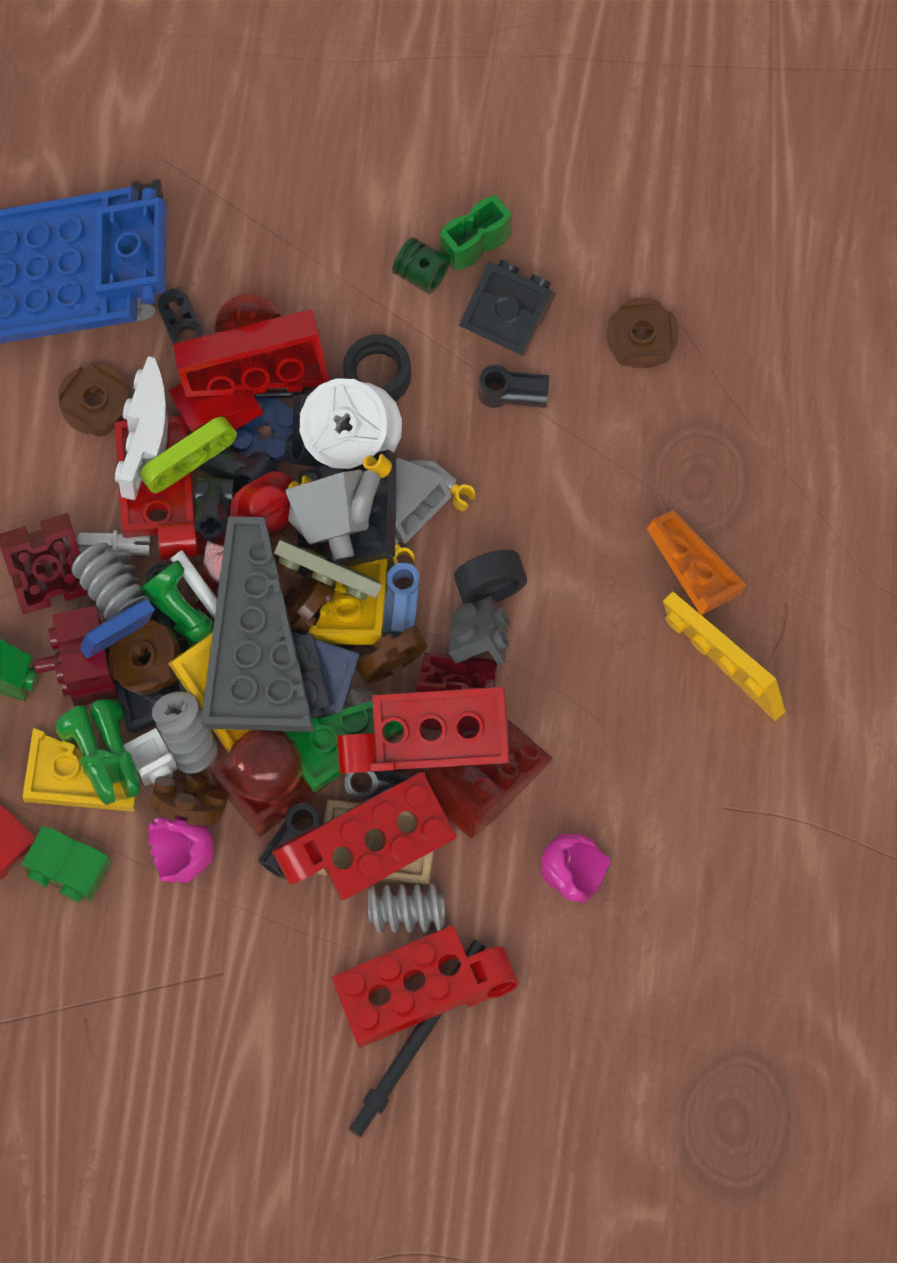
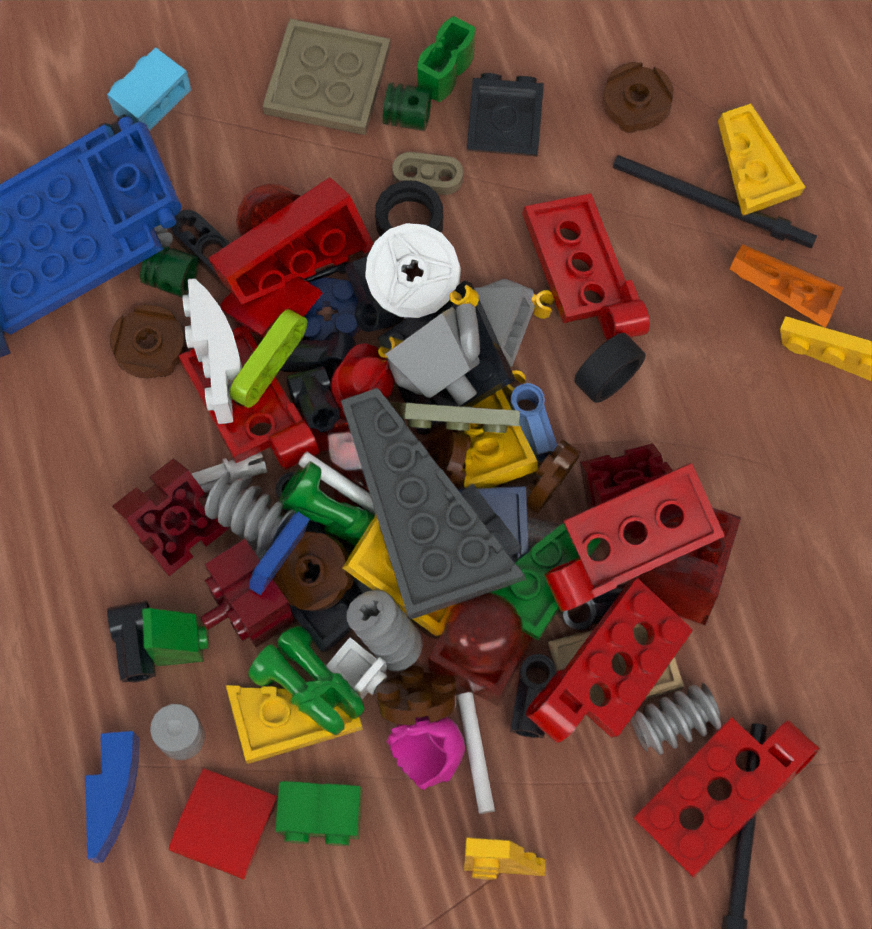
camera: 25 degrees left, 0 degrees up
(139, 340) = (170, 271): none -> dark green piece
(192, 164) = (149, 89): none -> medium azure brick
(192, 958) = (491, 857): none -> yellow wing
(222, 869) = (475, 753): none -> white bar
(361, 208) = (327, 76): none -> dark tan plate
(415, 334) = (429, 170): none -> dark tan plate
(478, 629) = (622, 422): dark grey bracket -> none
(517, 389) = (546, 186): black piece -> none
(528, 528) = (620, 305): none -> red hinge
(574, 866) = (816, 613): dark pink hair -> none
(715, 506) = (779, 228): none -> black bar
(723, 437) = (756, 161): none -> yellow wing

